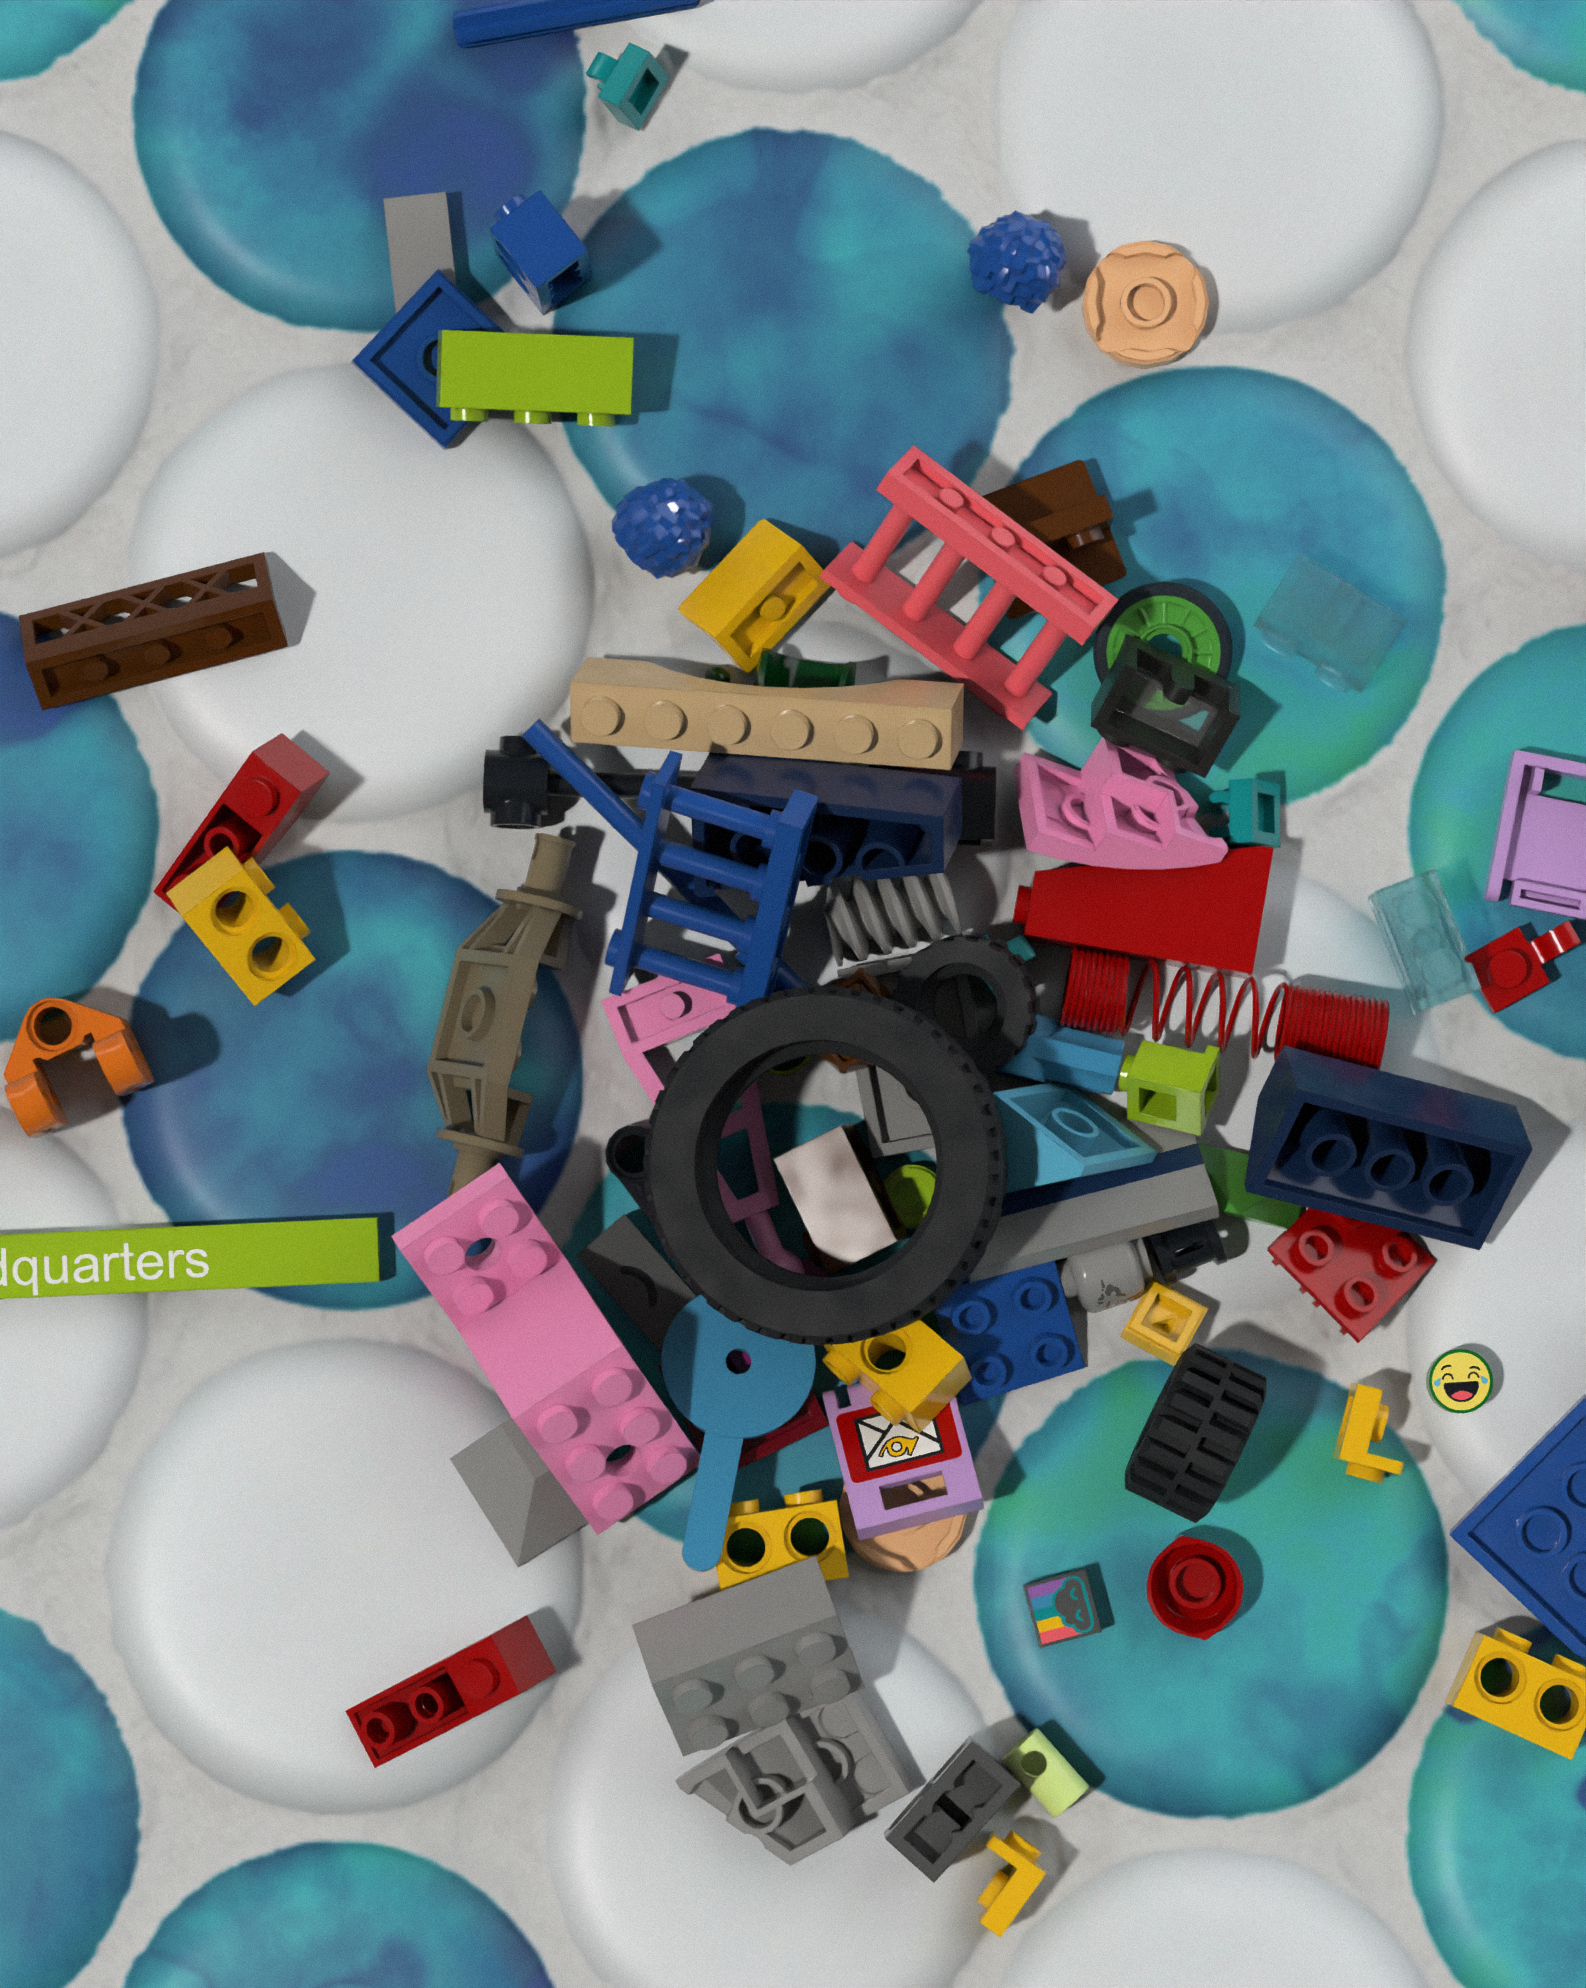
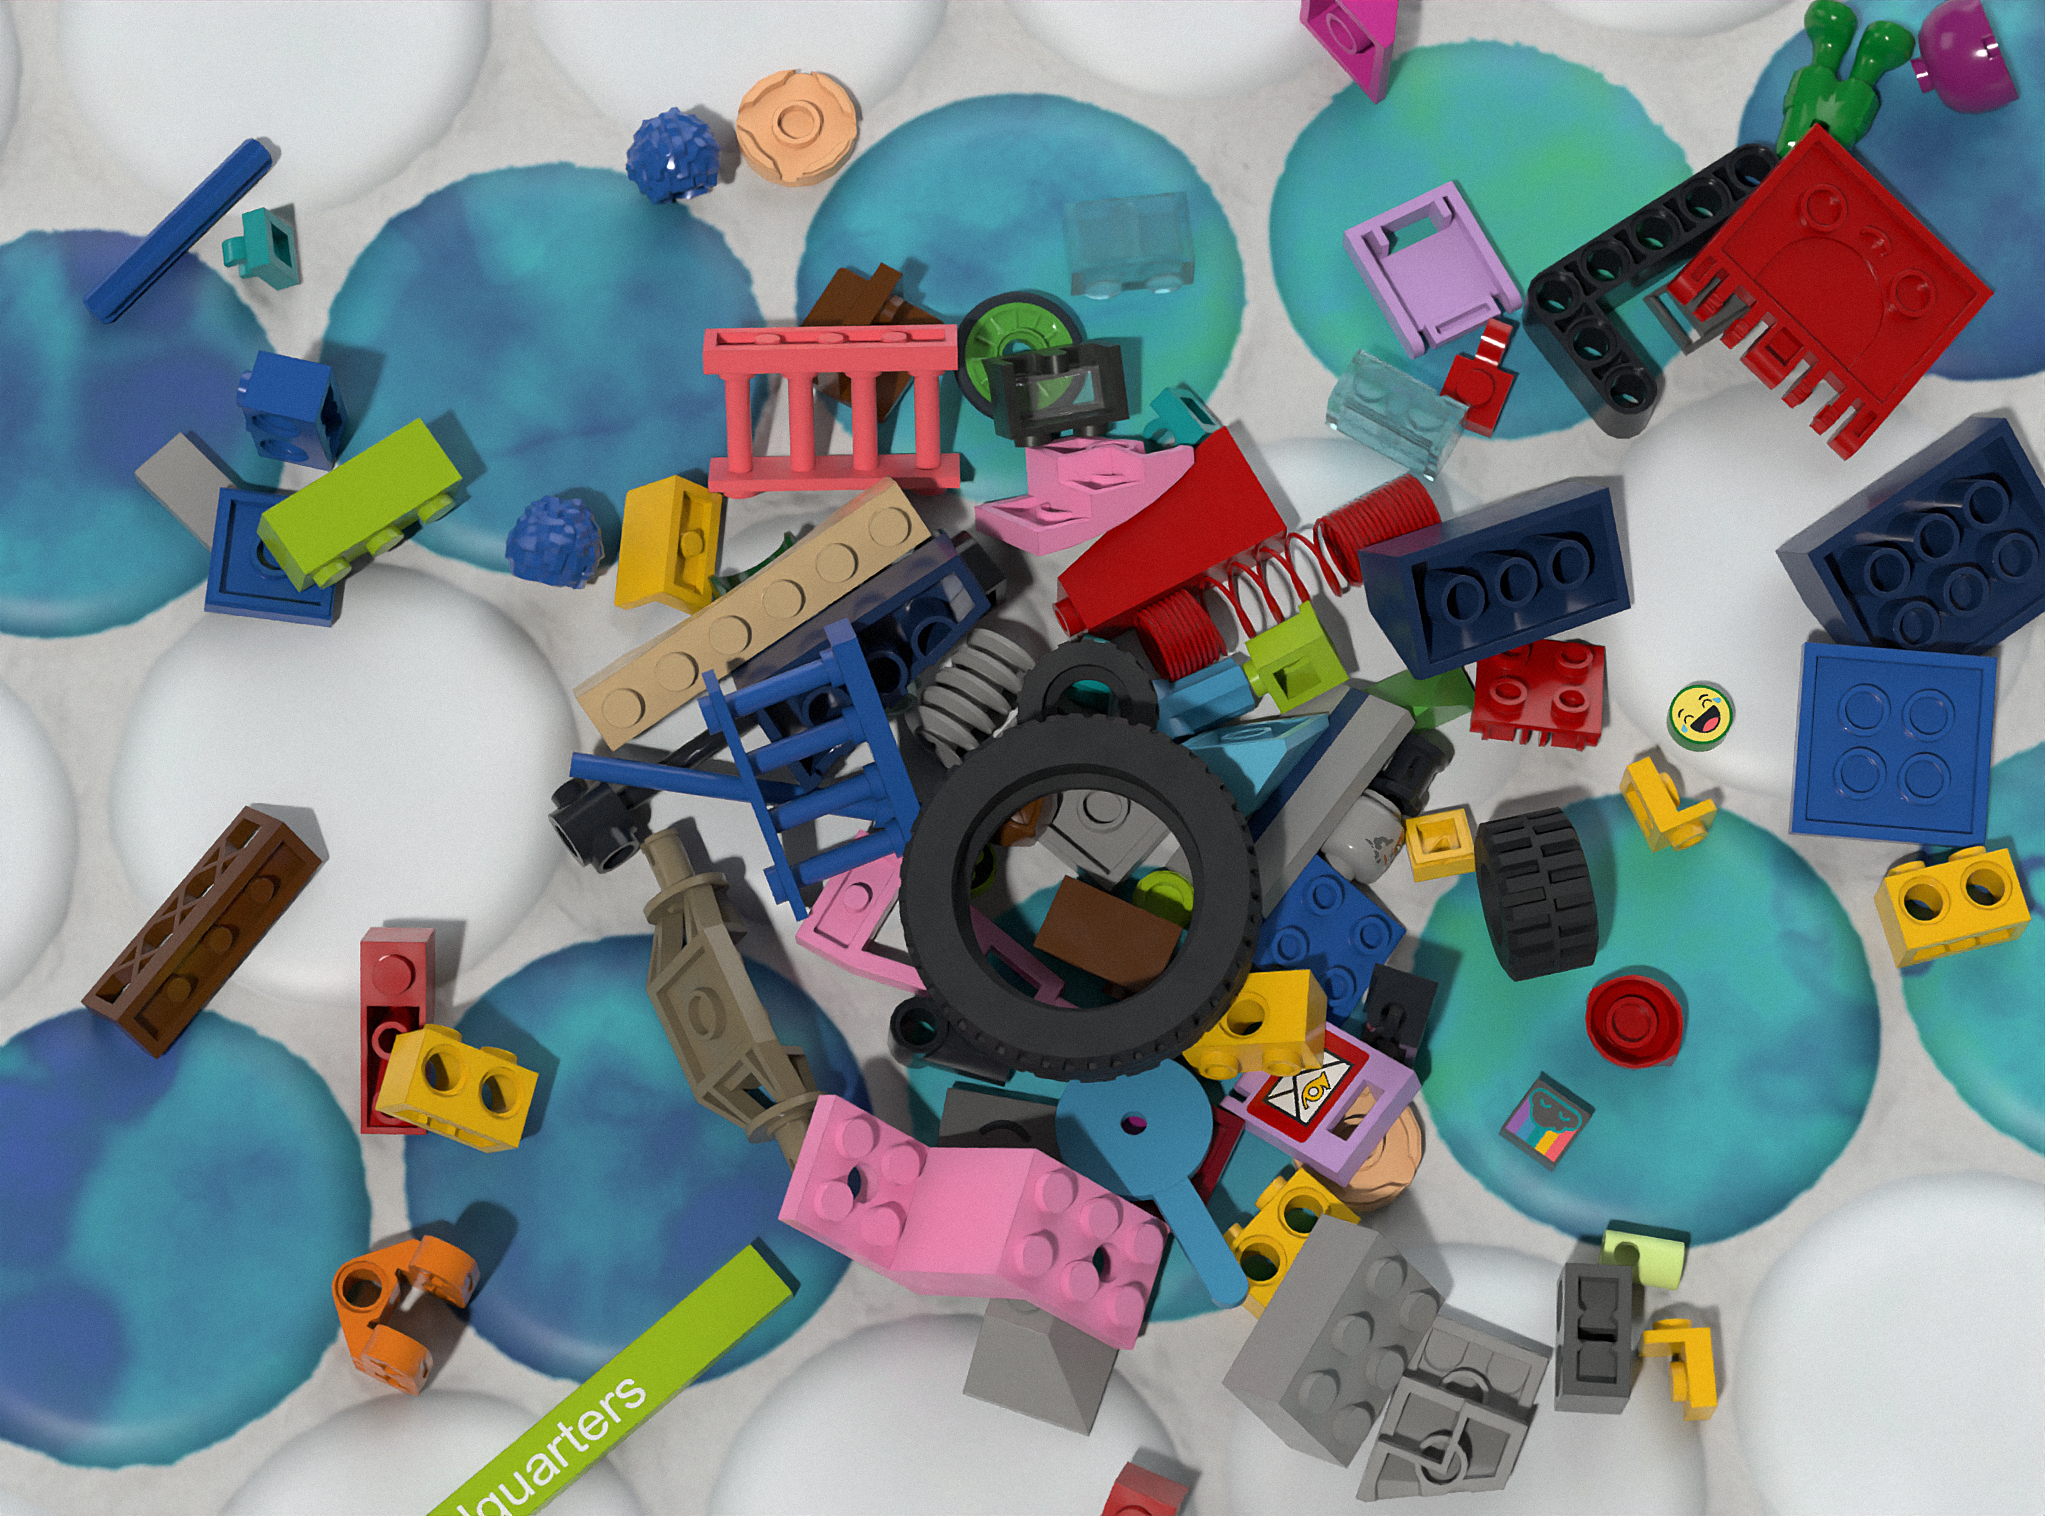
camera: 40 degrees left, 15 degrees down
(1014, 1438) = (1398, 1010): none -> black hinge

